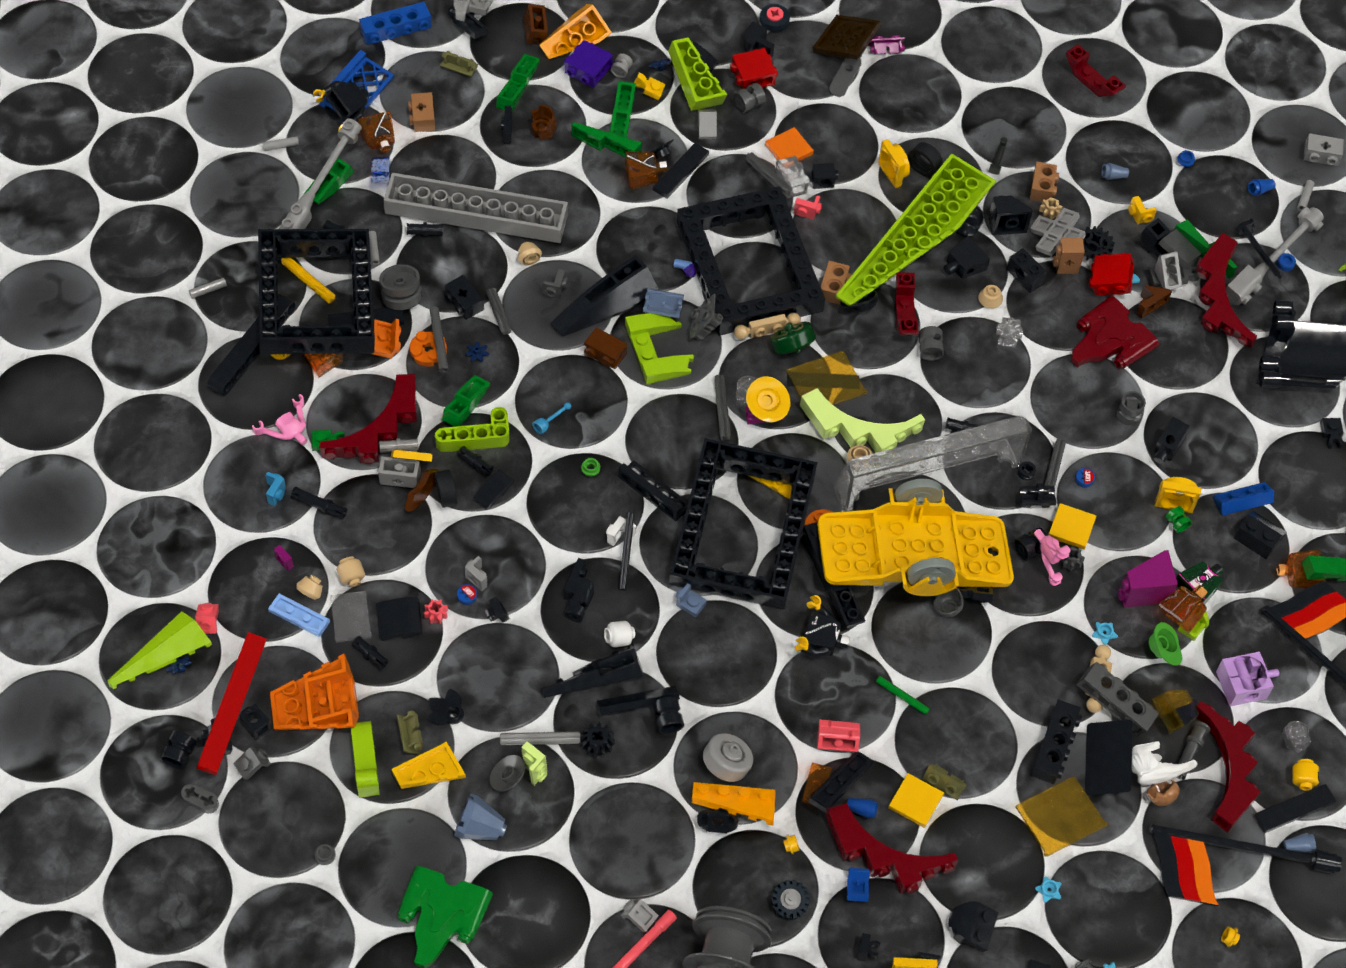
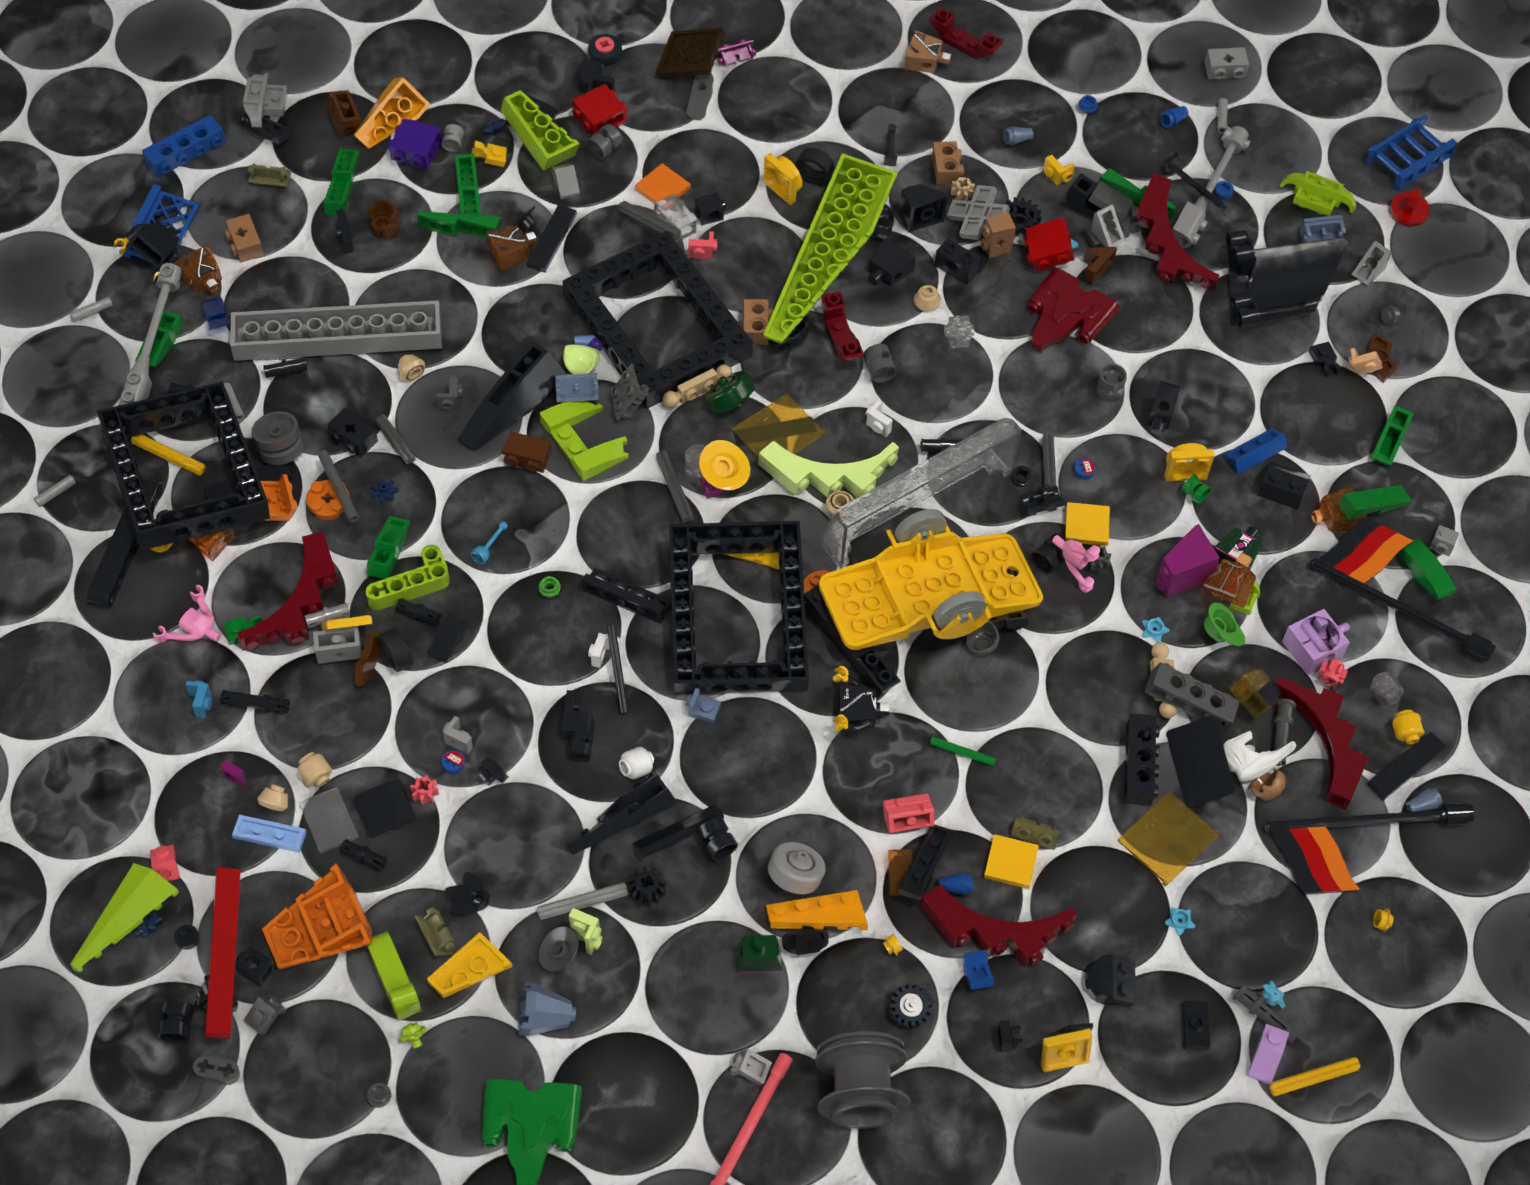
camera: 15 degrees left, 0 degrees up
(207, 683) = (187, 937): none -> black tile
(366, 811) = (413, 1033): none -> lime plant
(674, 279) = (580, 358): none -> yellowish green helmet
(675, 822) = (759, 954): none -> dark green torso
(914, 392) = (878, 421): none -> white bracket
(1053, 82) = (925, 53): none -> medium nougat torso
(1252, 709) = (1332, 672): none -> coral gear

